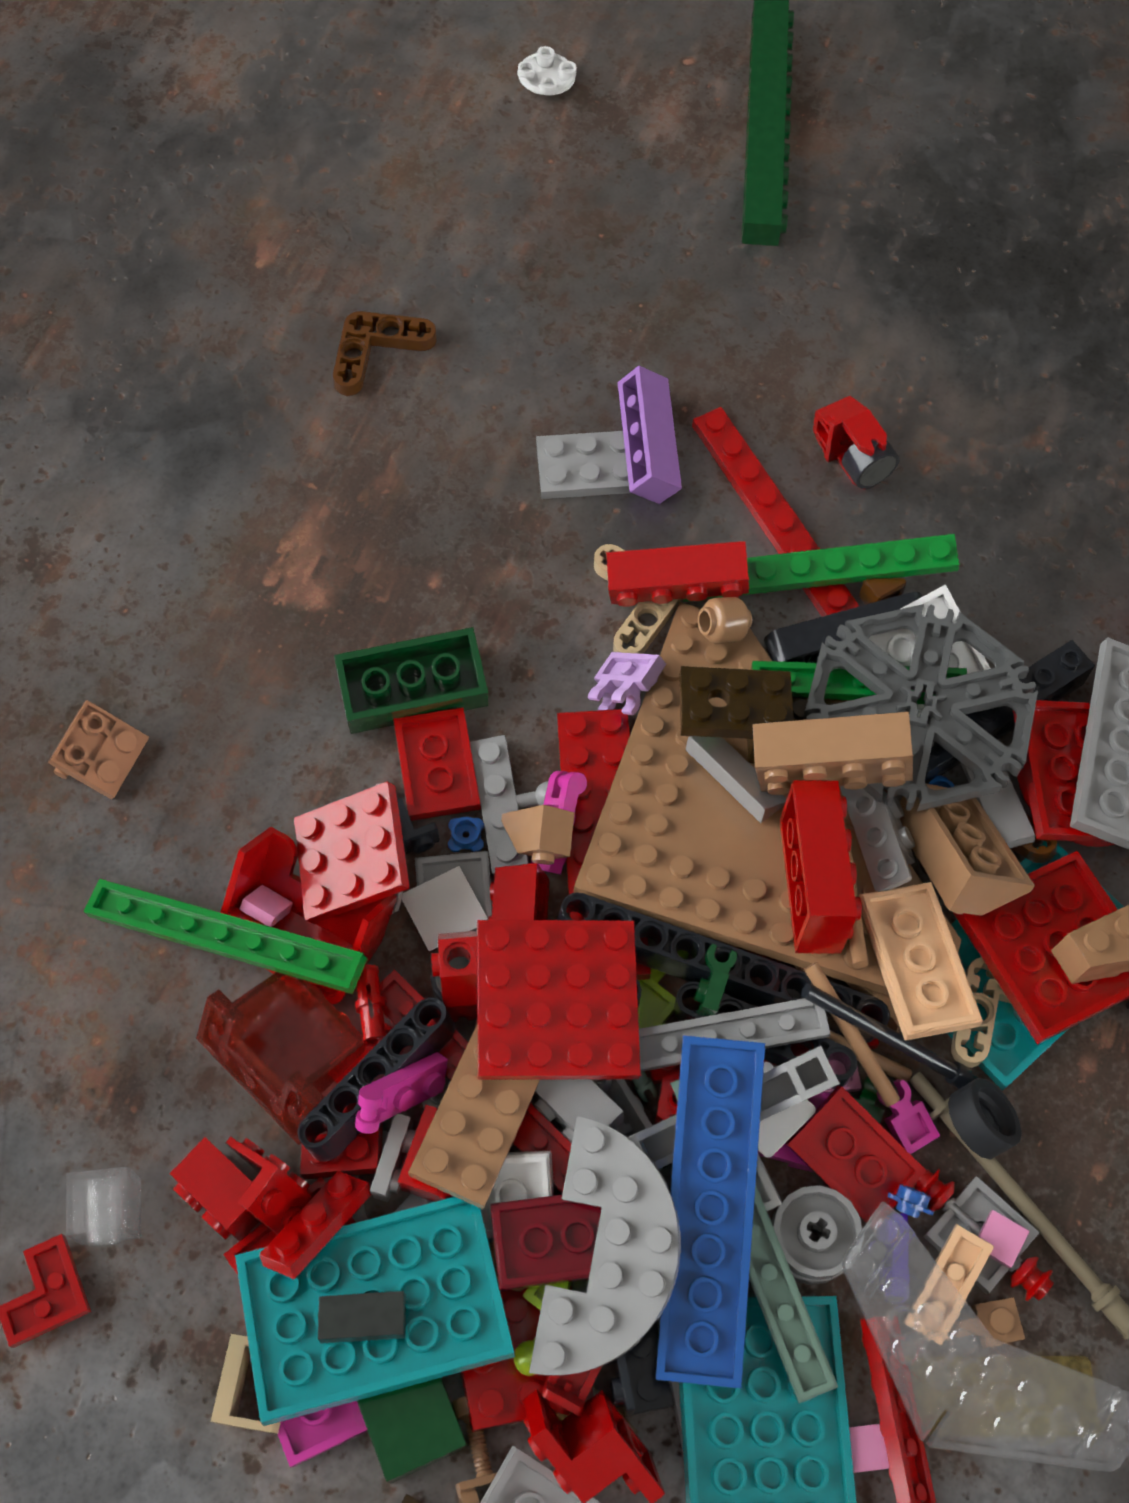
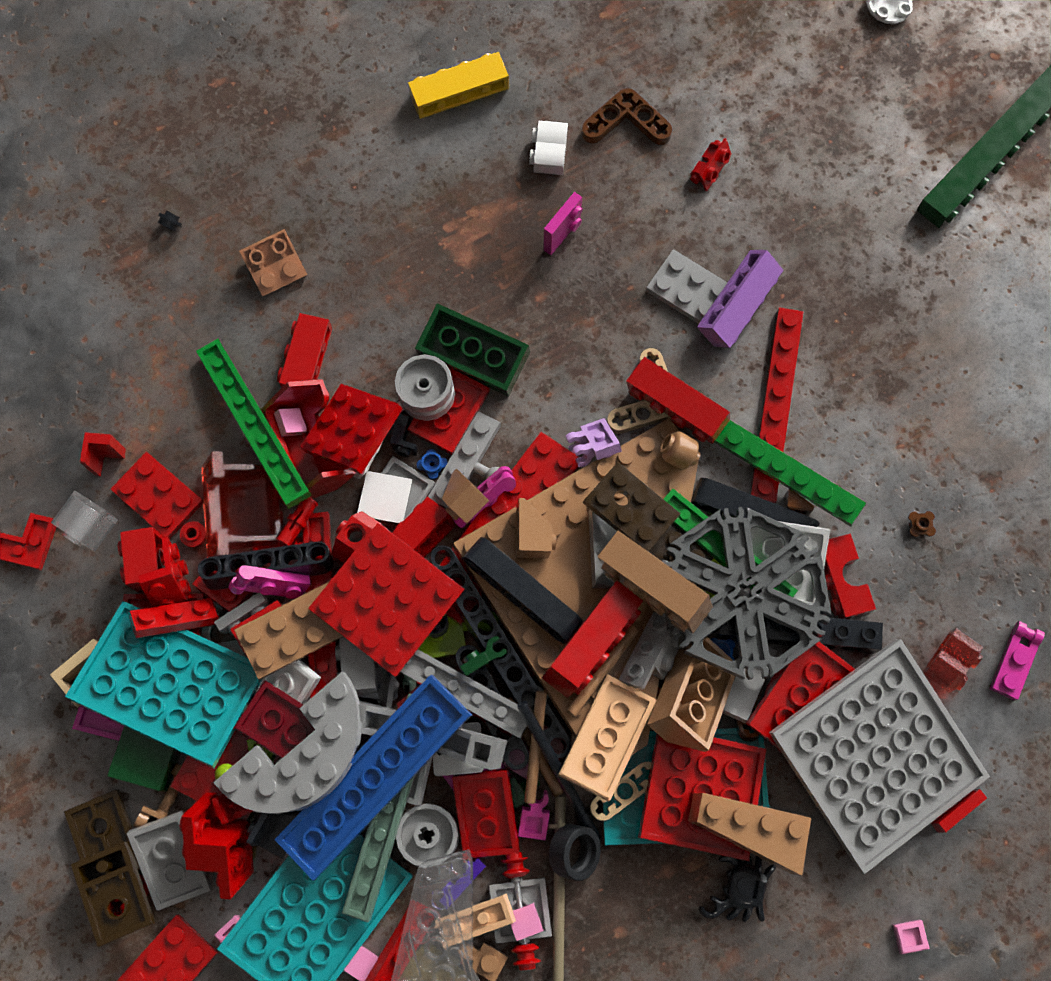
camera: 40 degrees right, 10 degrees up
(55, 1101) = (98, 446): none -> red panel
(160, 427) = (459, 85): none -> yellow brick
(167, 1110) = (157, 495): none -> red plate
(217, 816) = (306, 350): none -> red brick
(253, 1132) = (198, 539): none -> red plate
(317, 423) = (550, 147): none -> white brick
(362, 1317) = (154, 685): pearl dark grey tile -> none
(396, 748) = (425, 387): none -> light grey wheel
(402, 482) = (564, 222): none -> dark pink plate
(501, 318) = (717, 155): none -> red hinge
(651, 808) = (533, 532): none -> medium nougat slope
(695, 875) = (522, 590): none -> black beam
(856, 440) = (864, 388): red piece -> none
(911, 1201) = (493, 861): blue plate -> none
(1010, 531) = (918, 530): none -> reddish brown plate
(1024, 638) = (847, 600): none -> red arch

